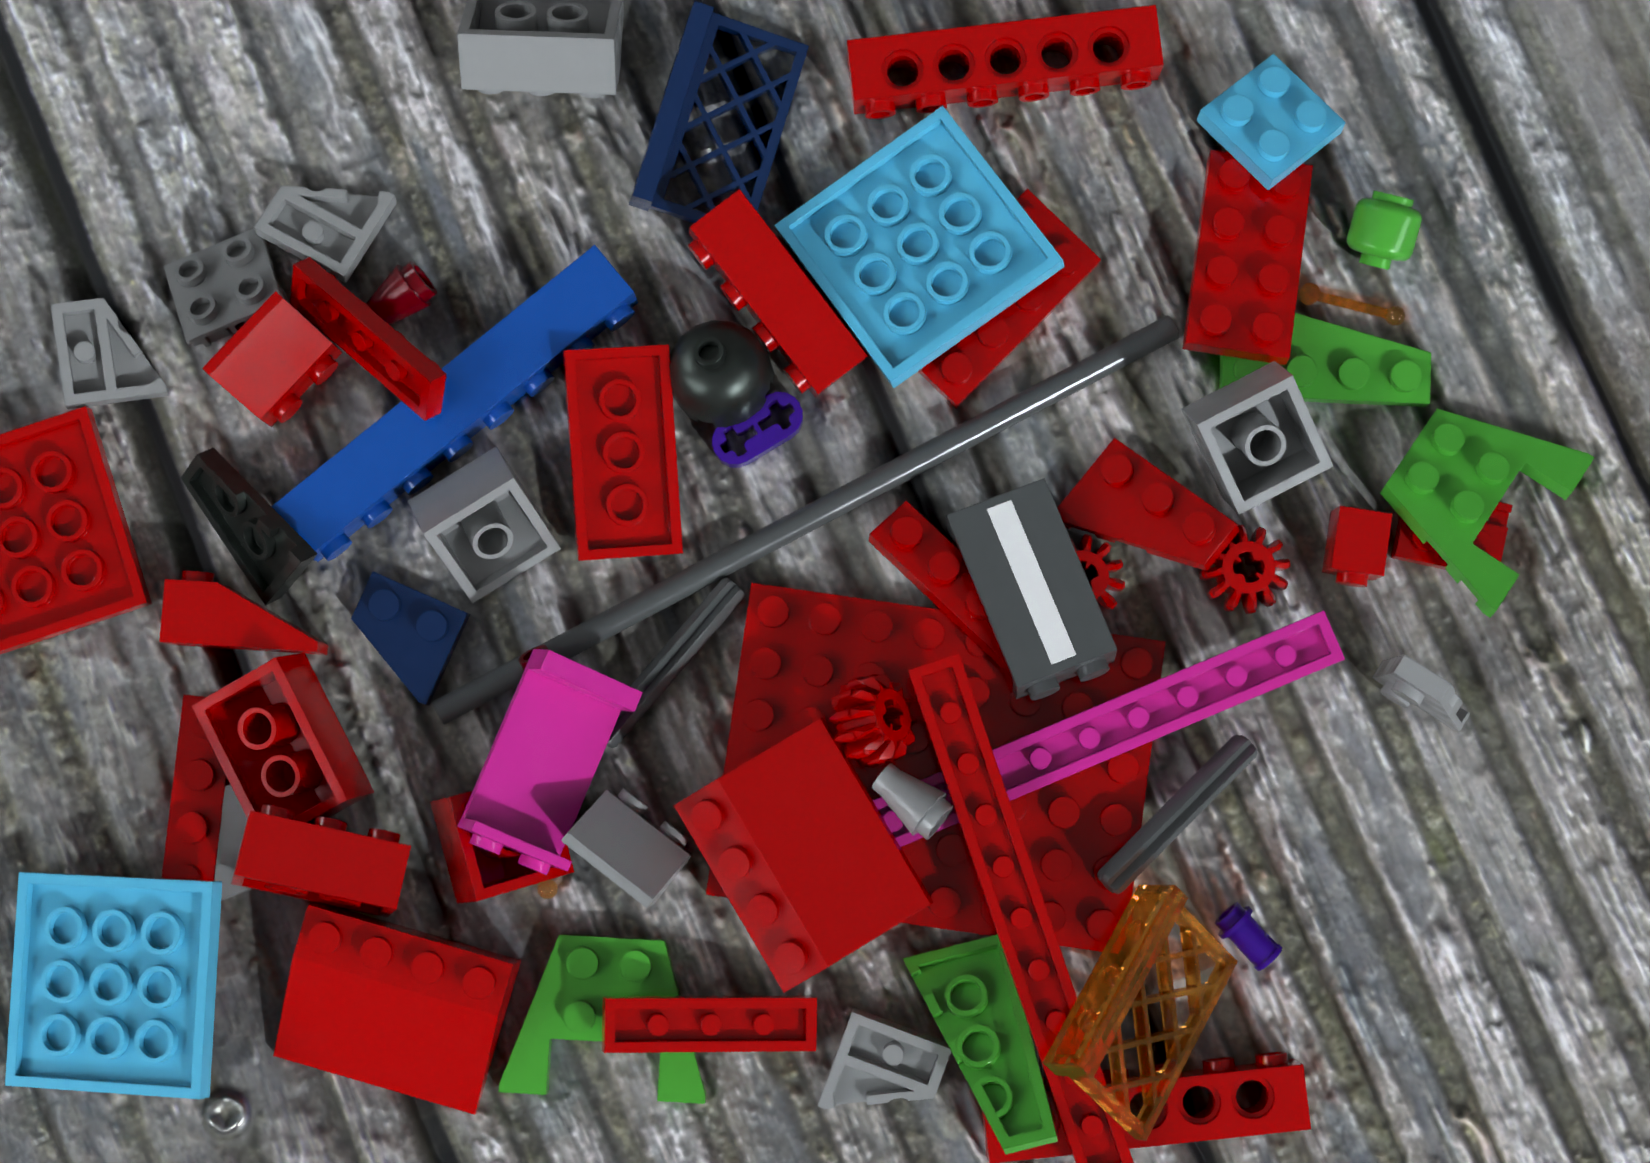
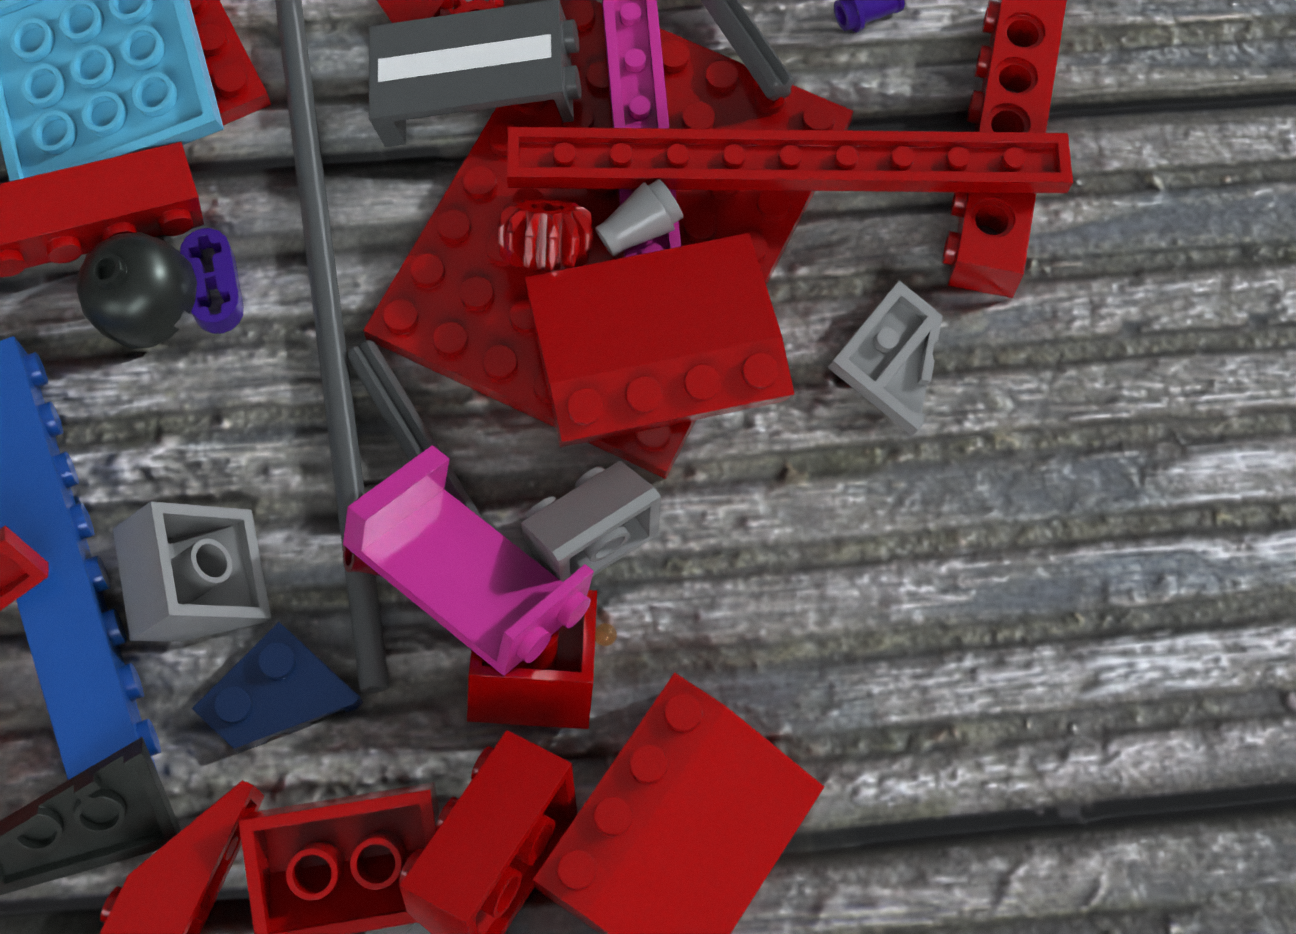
camera: 80 degrees left, 15 degrees down
(571, 1008) = (737, 605): bright green wing -> none
(623, 452) = (174, 403): red plate -> none
(709, 1024) = (801, 503): red plate -> none
(937, 572) = (433, 149): red plate -> none
(989, 1037) = (888, 238): bright green wing -> none
(1118, 985) = (908, 87): clear orange fence -> none

